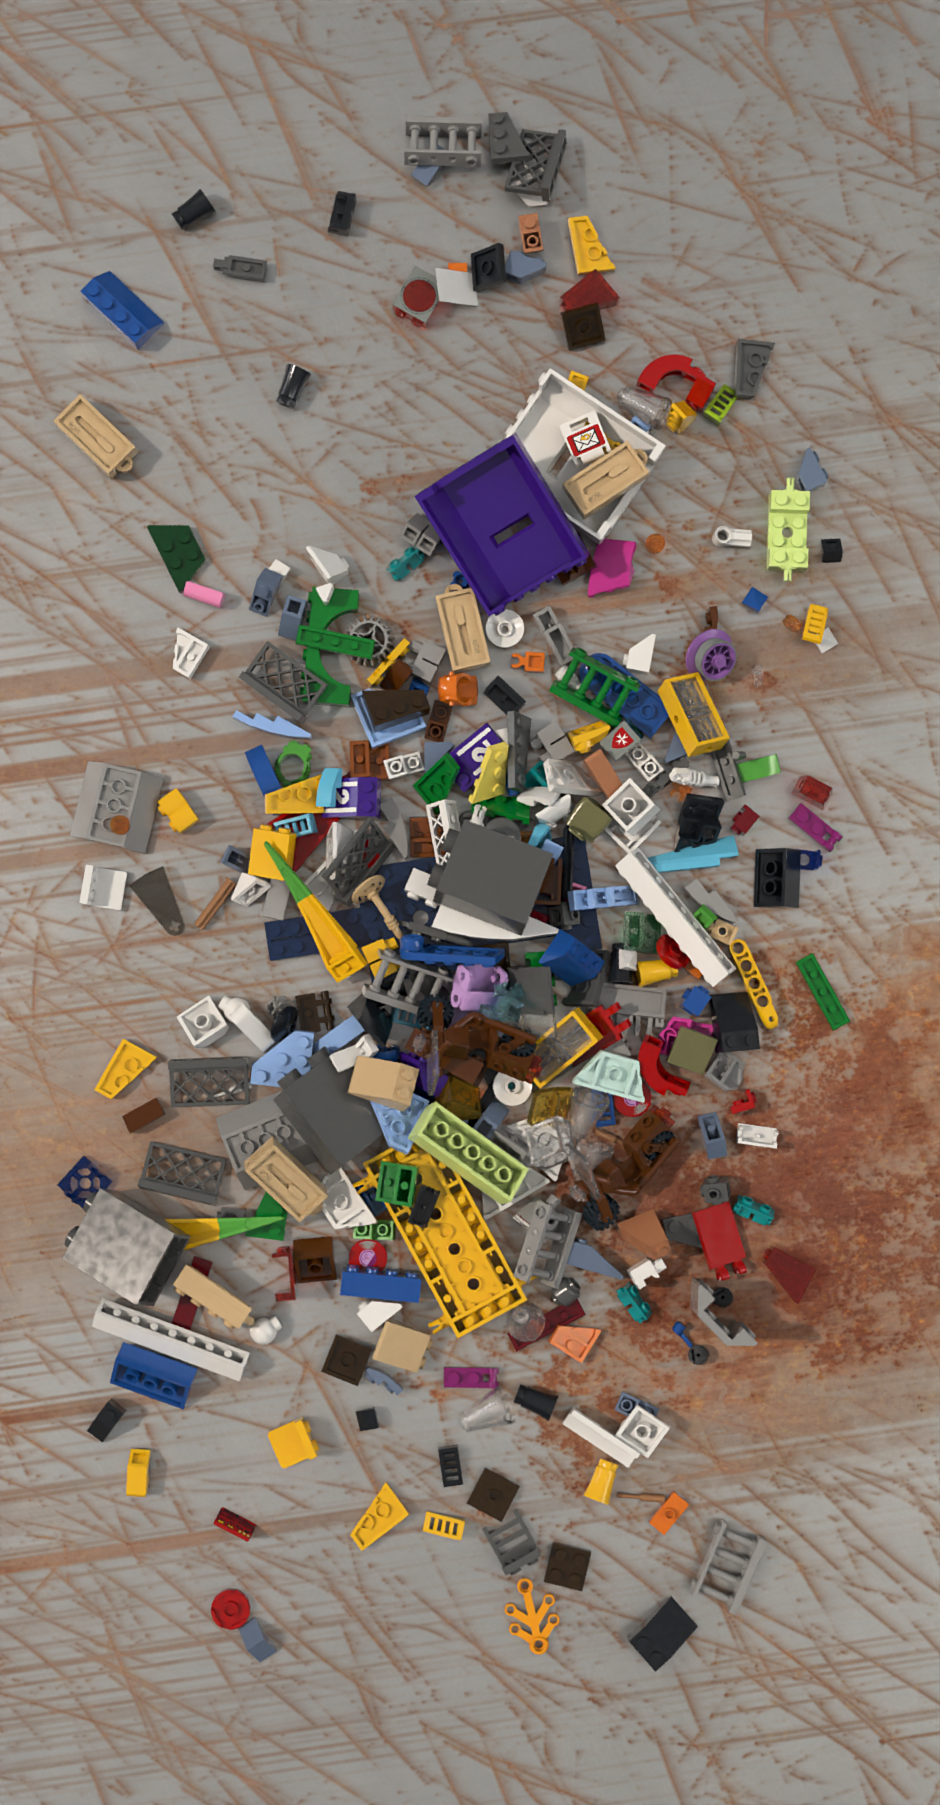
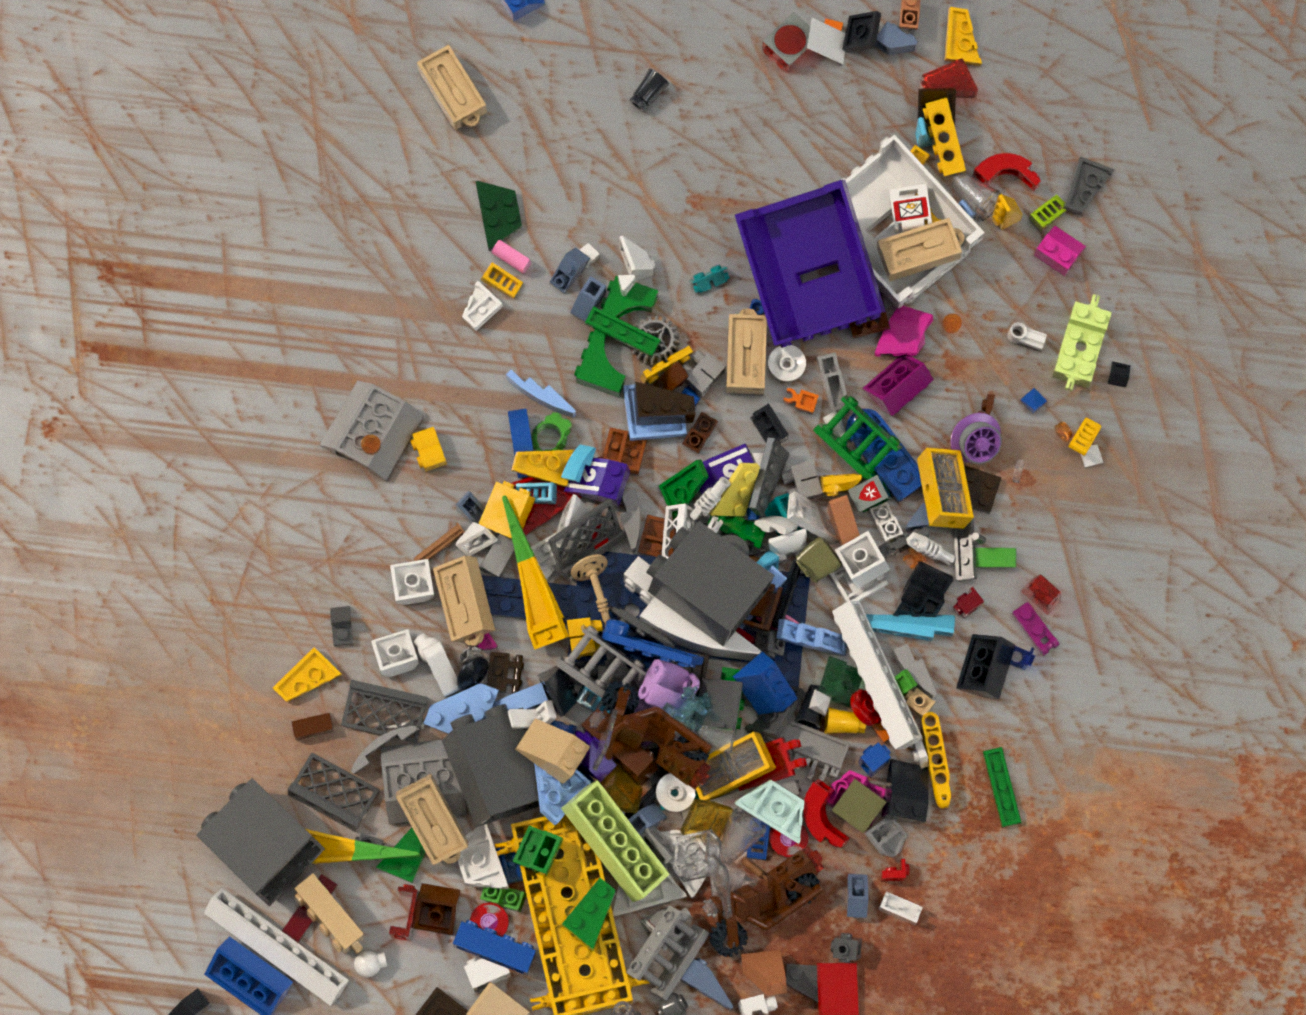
camera: 15 degrees right, 10 degrees down
(83, 1163) = (238, 756): clear blue piece -> none
(103, 888) = (336, 501): white bracket -> none
(143, 1009) = (341, 626): none -> dark grey slope
(158, 896) = (386, 522): clear smoke piece -> none
(199, 627) = (505, 275): none -> yellow slope
(199, 948) = (412, 582): none -> white slope
(233, 1100) = (363, 761): none -> light grey slope
(255, 954) = (464, 600): none -> tan piece
(273, 695) = (554, 369): dark grey fence -> none
(286, 986) = (487, 643): none -> dark pink tile
(403, 765) = (655, 464): white slope -> none
(421, 527) = (732, 253): light grey hips -> none
(424, 1206) = (557, 880): black hinge -> none
(434, 751) = (688, 456): sand blue slope -> none
(458, 689) = (727, 407): orange helmet -> none
(464, 1231) = (590, 914): none -> green wedge
(467, 788) = (709, 499): none -> white hinge
(576, 358) = (922, 134): none -> medium azure slope
(618, 381) = (957, 164): none -> yellow brick
(619, 619) = (898, 384): none -> magenta slope
(640, 656) = (909, 422): white slope -> none
(700, 393) = (1031, 196): red slope -> none
(728, 702) = (982, 488): none -> dark brown plate
(737, 983) = (920, 754): none -> white plate
(742, 440) = (1059, 250): none -> dark pink slope
(762, 1212) = (885, 983): teal hinge -> none
(810, 475) = (1117, 298): sand blue slope -> none

